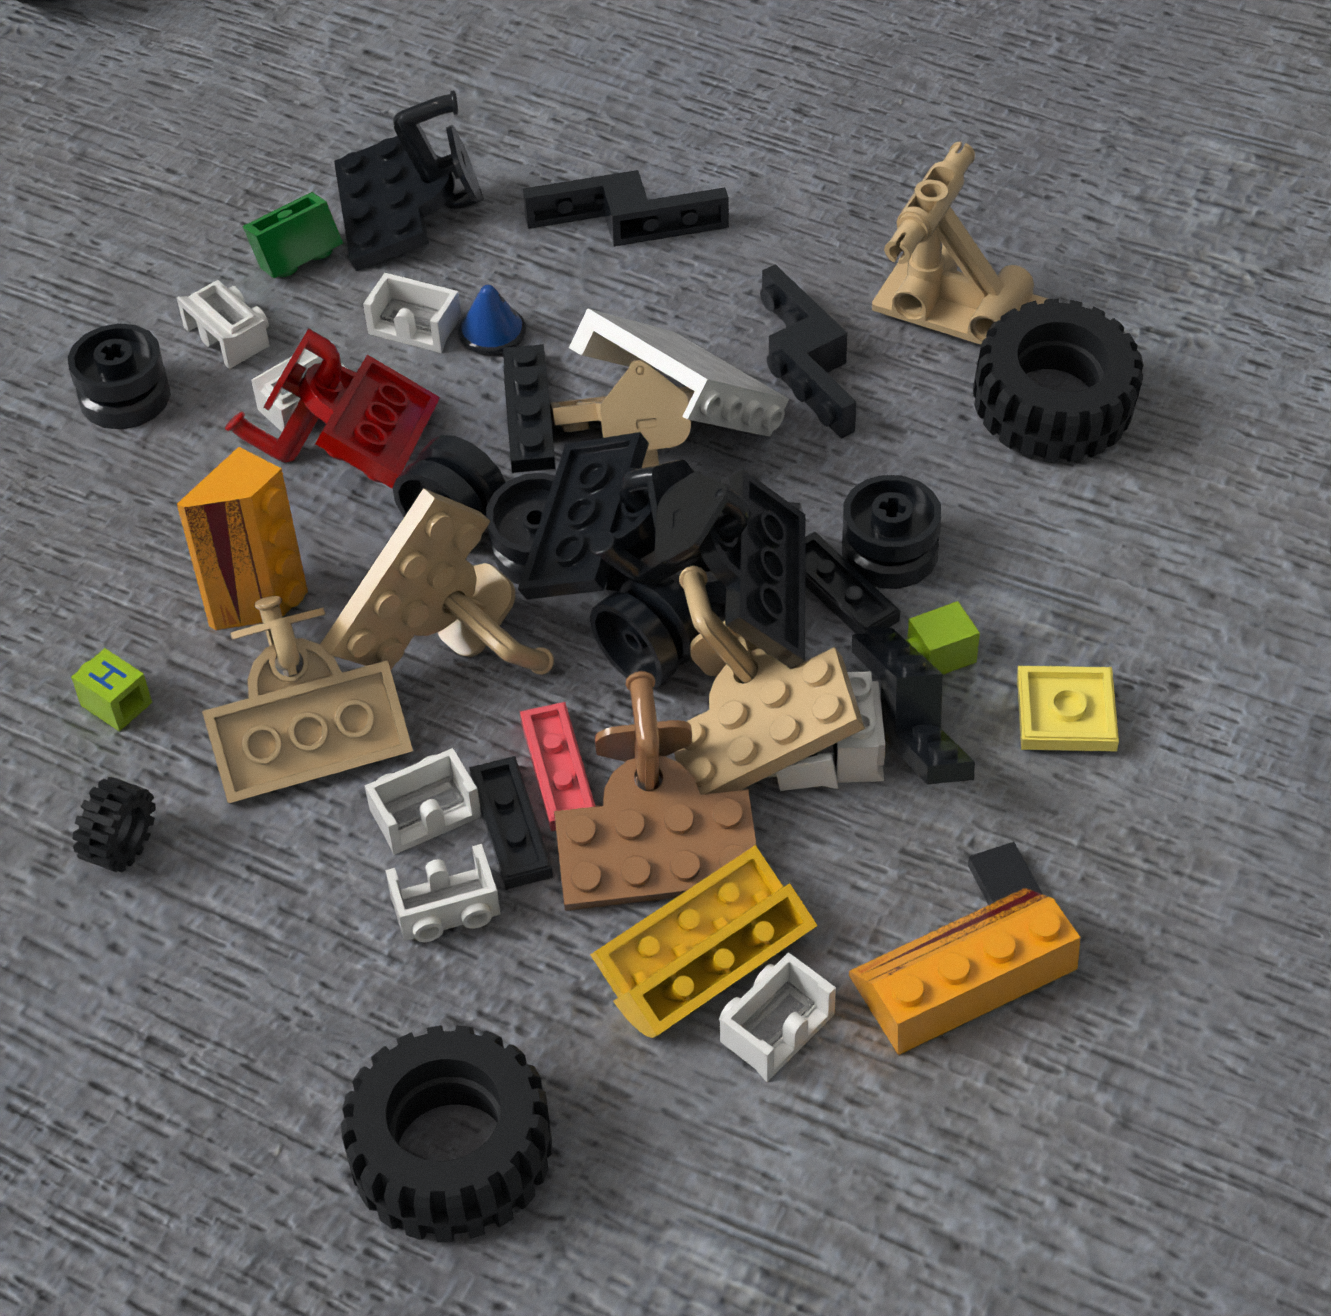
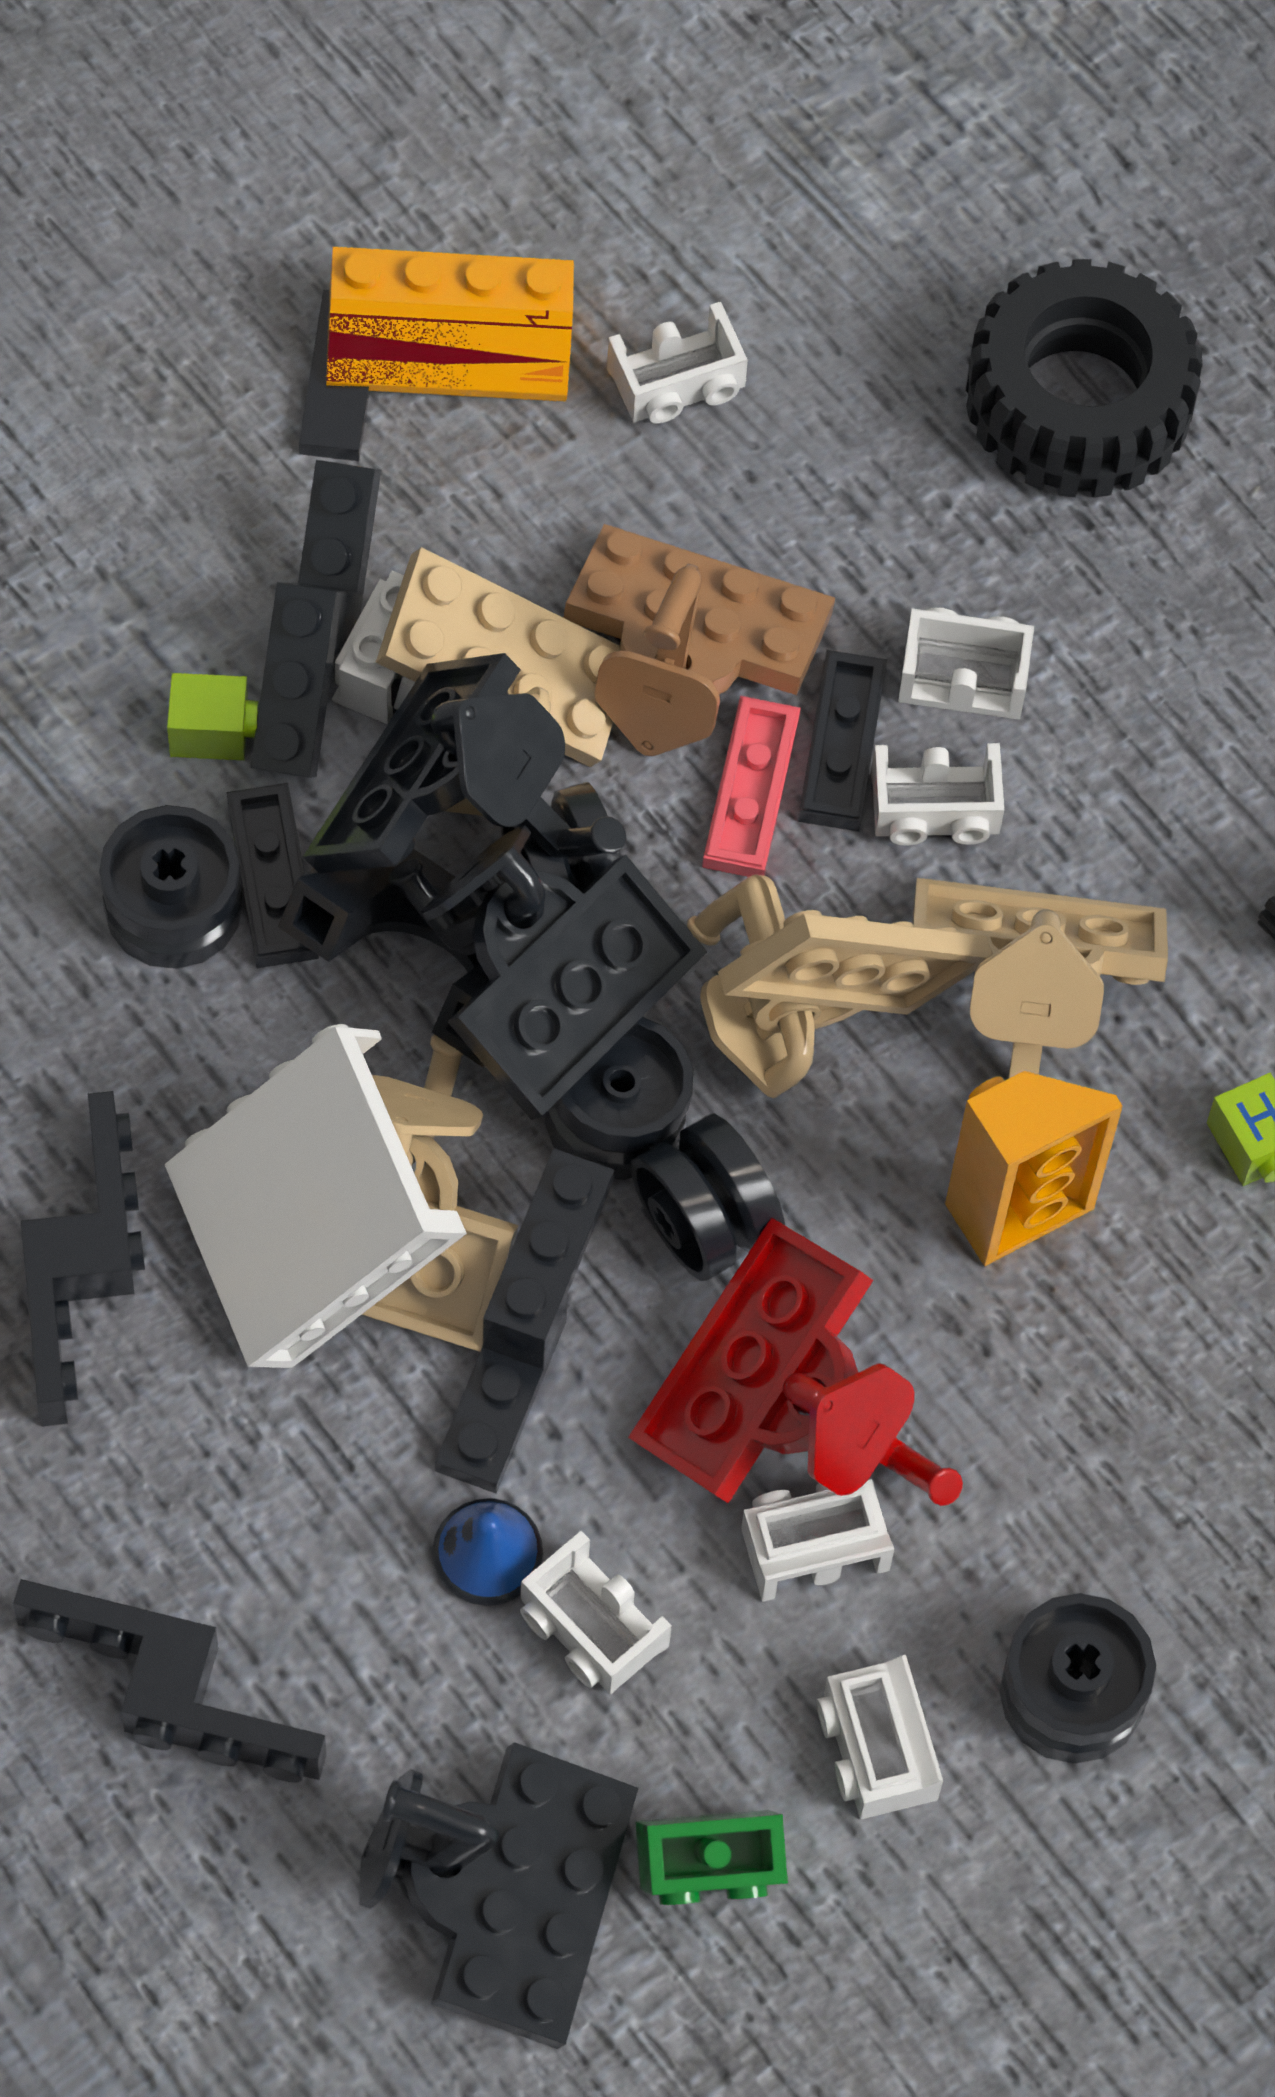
camera: 160 degrees left, 15 degrees up
(701, 942) = (711, 462): yellow brick -> none
(1067, 708) = (124, 570): light yellow plate -> none

